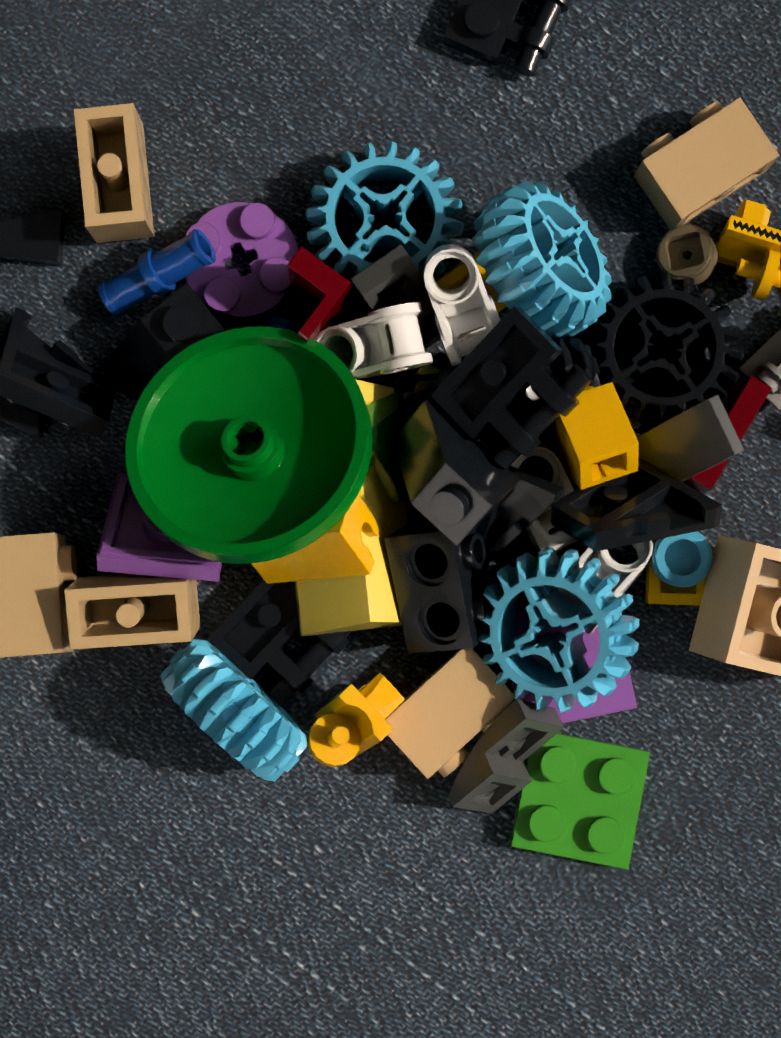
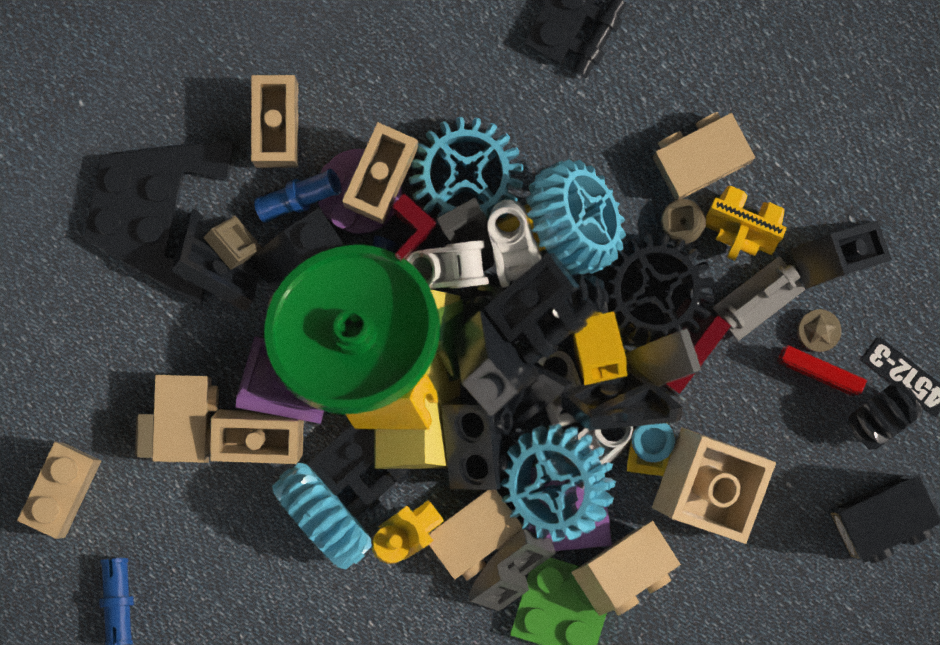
camera: 10 degrees right, 0 degrees up
(73, 346) = (232, 242): none -> dark tan tile
(266, 225) = (380, 173): none -> tan brick
(664, 740) = (626, 569): none -> tan brick

